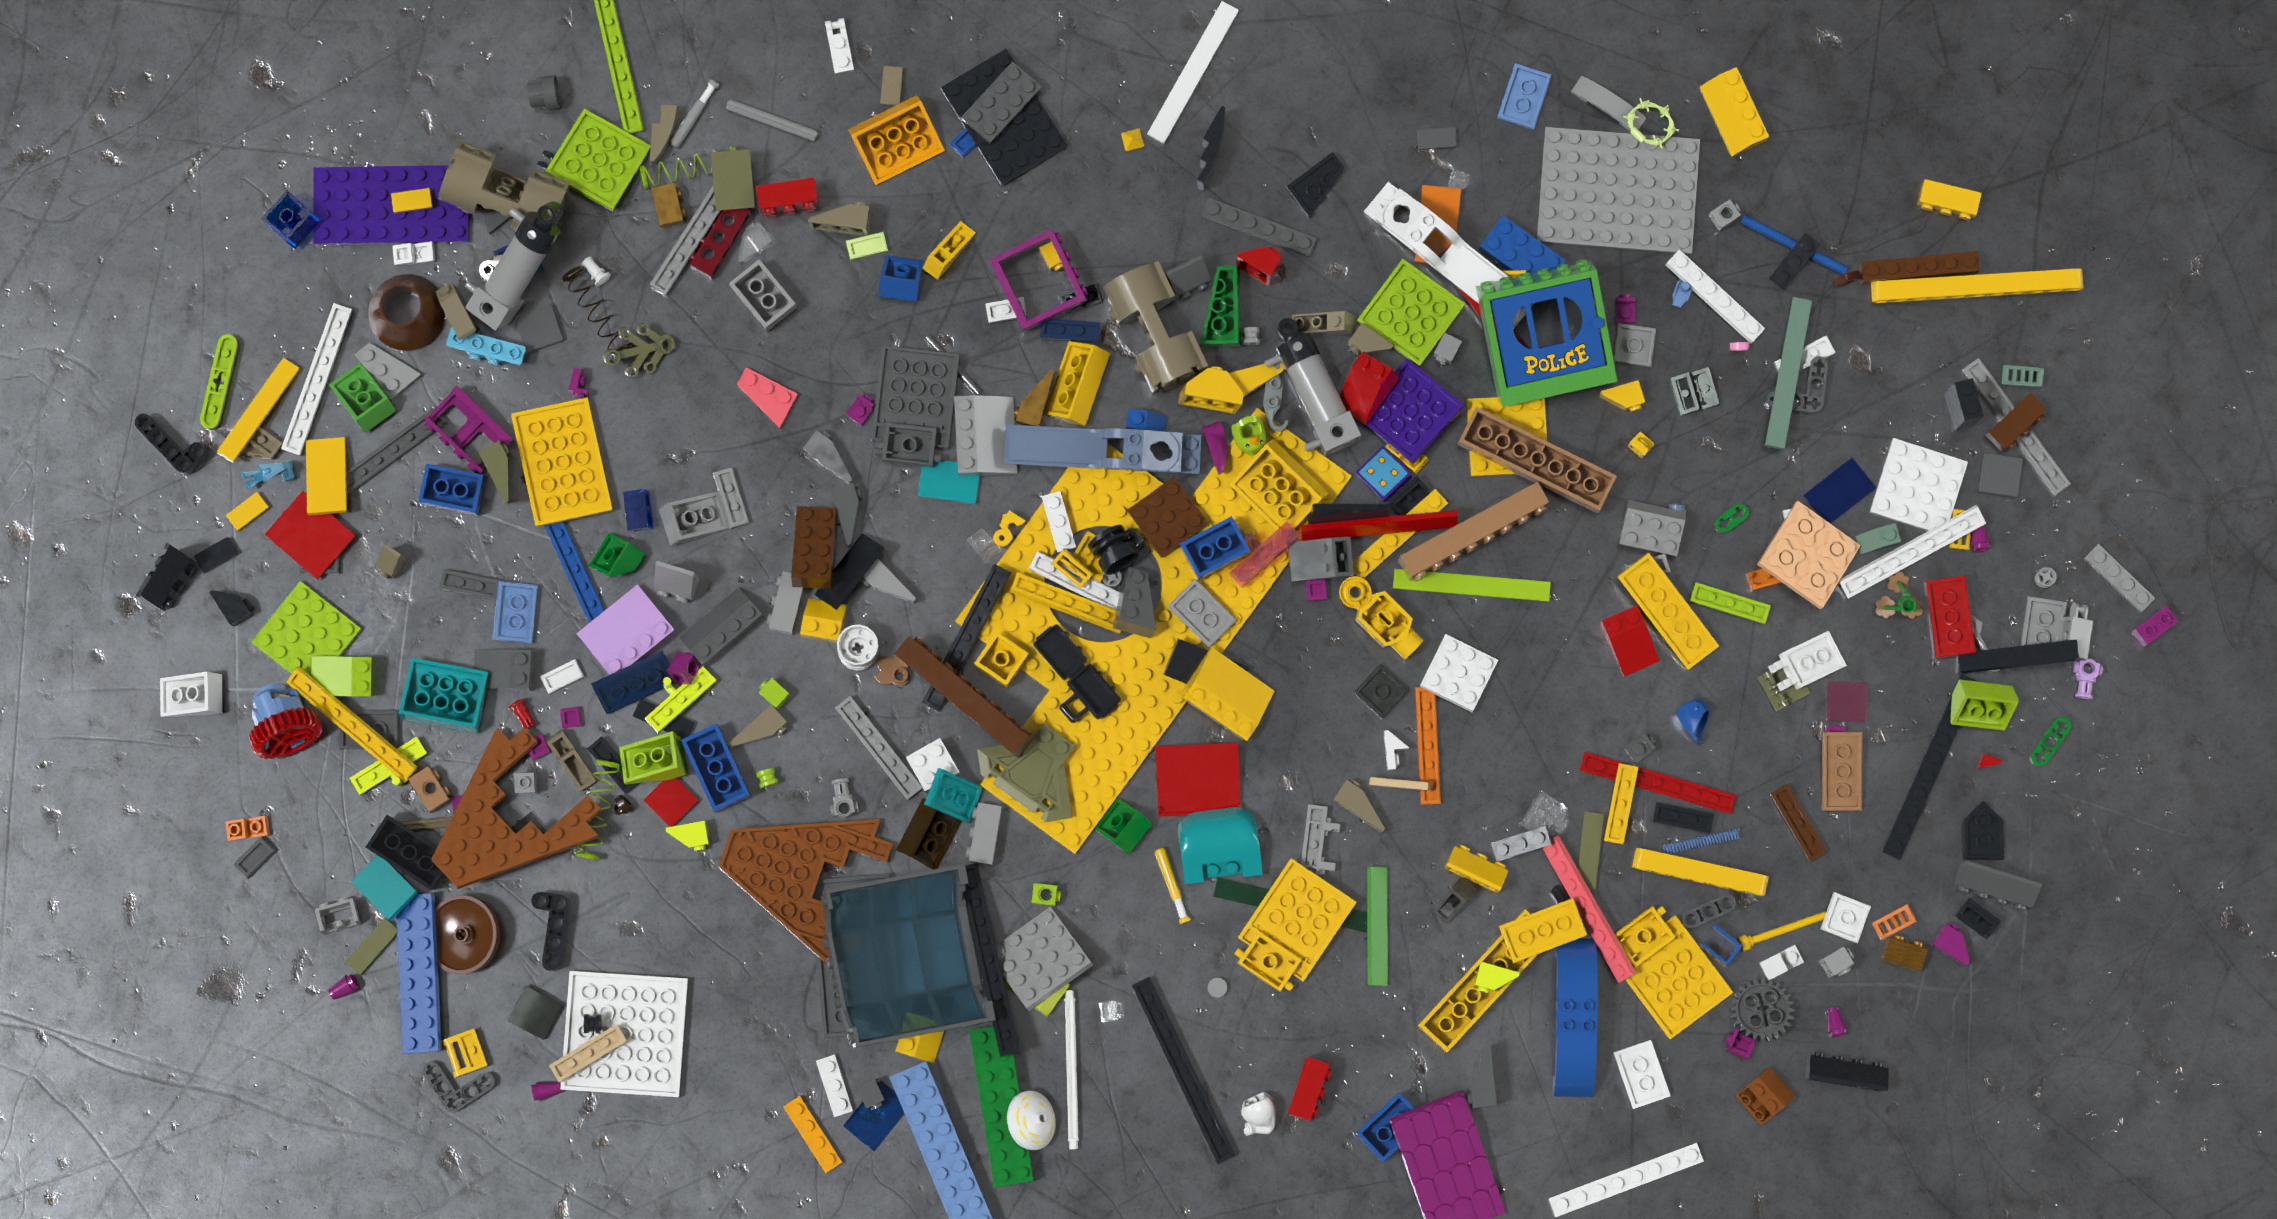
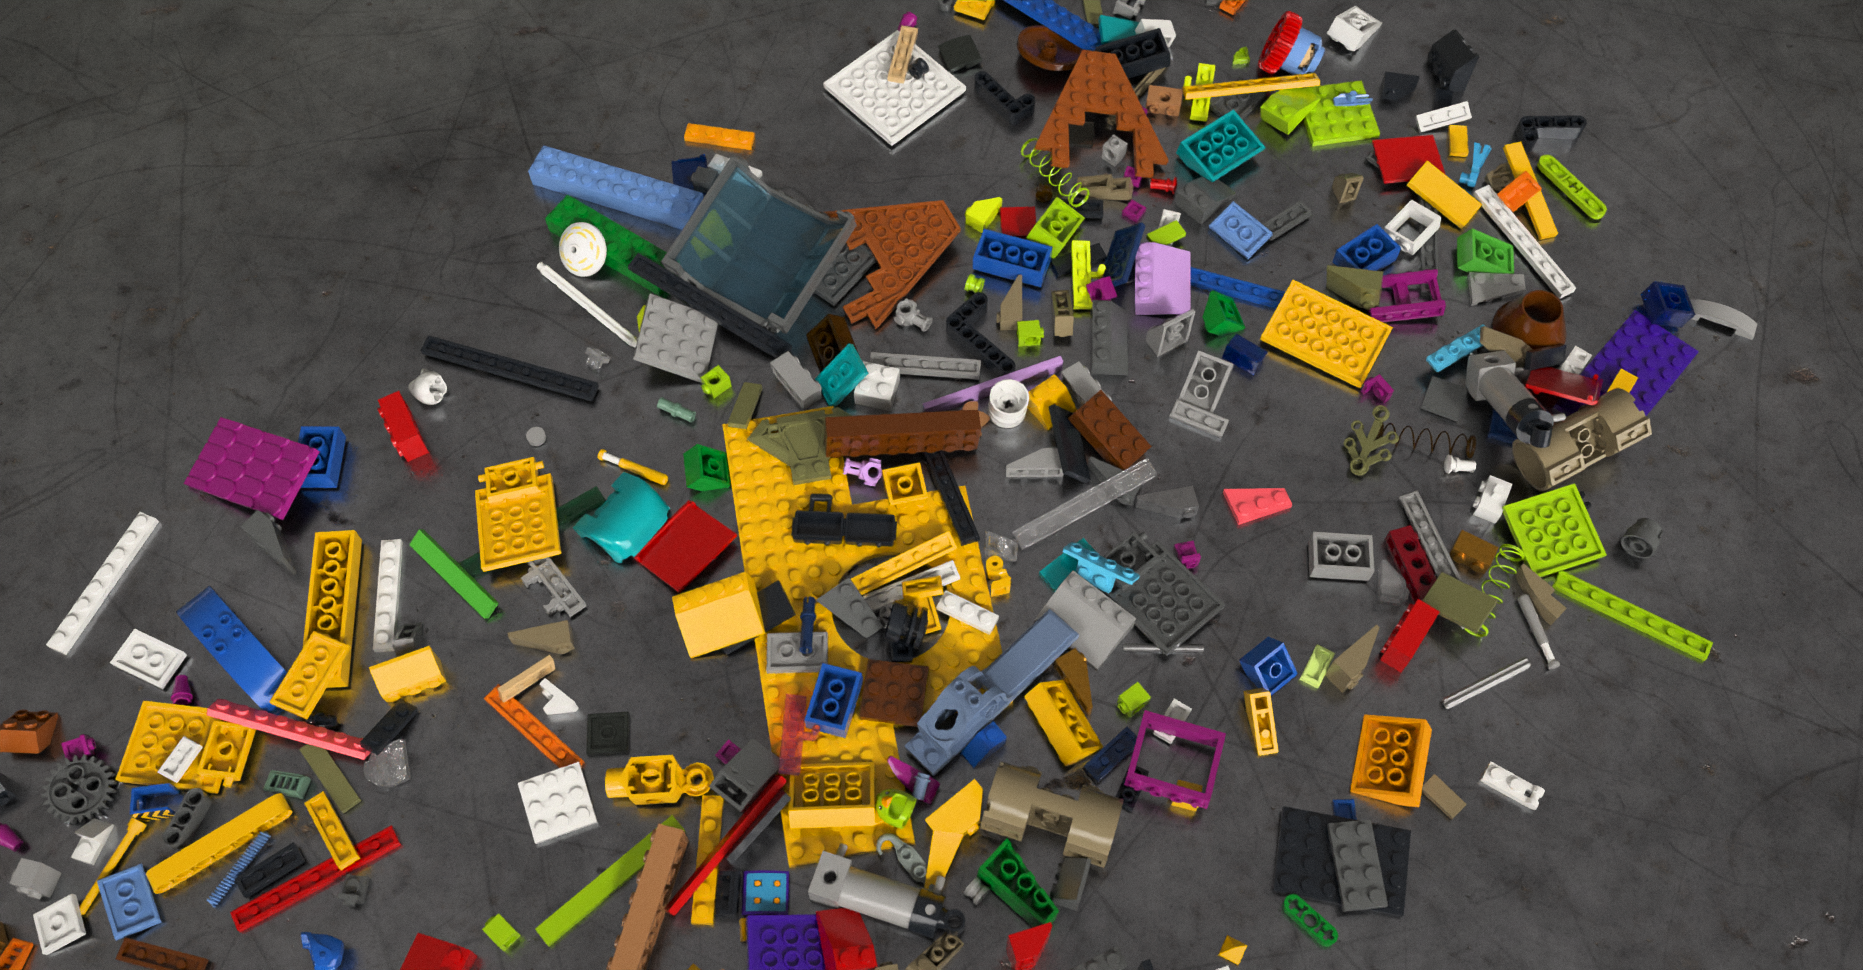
camera: 130 degrees right, 20 degrees down
(236, 539) = (1443, 117): none -> white plate
(259, 173) = (1725, 315): none -> light grey slope
(273, 415) = (1519, 191): none -> orange hinge
(289, 630) = (1349, 99): none -> medium blue piece
(312, 768) = (1241, 56): none -> lime tile
(360, 859) = (1165, 26): none -> white brick
(369, 474) = (1420, 214): none -> white window
(435, 276) = (1545, 357): none -> black tile
(459, 239) = (1565, 385): none -> red container
(577, 666) = (1167, 233): none -> lime tile
(606, 225) = (1492, 499): none -> white brick
(729, 685) = (1062, 313): none -> dark tan slope
(818, 729) = (976, 339): none -> black beam
(847, 676) = (983, 389): none -> lavender tile
(891, 515) = (1084, 503): none -> clear tile
(938, 457) = (1099, 570): none -> medium azure bracket
(1015, 704) = (862, 471): none -> lavender connector
(1016, 349) = (1133, 700): none -> lime brick
(1044, 850) = (745, 405): none -> olive tile
(1060, 92) = (1310, 929): none -> green beam
(1096, 902) = (676, 409): none -> sand green pin
(1177, 622) = (807, 617): none -> dark blue pin
(1214, 435) = (920, 785): none -> sand blue pin
(1436, 958) = (387, 595): none -> white plate
(1492, 977) = (319, 606): neon yellow slope -> none
(1572, 619) = (500, 932): none -> lime brick
(1611, 862) = (299, 792): none -> sand green slope
(1638, 1022) = (181, 691): none -> magenta cone
(1679, 958) = (180, 759): none -> white plate
(1789, 888) = (129, 901): none -> medium blue tile

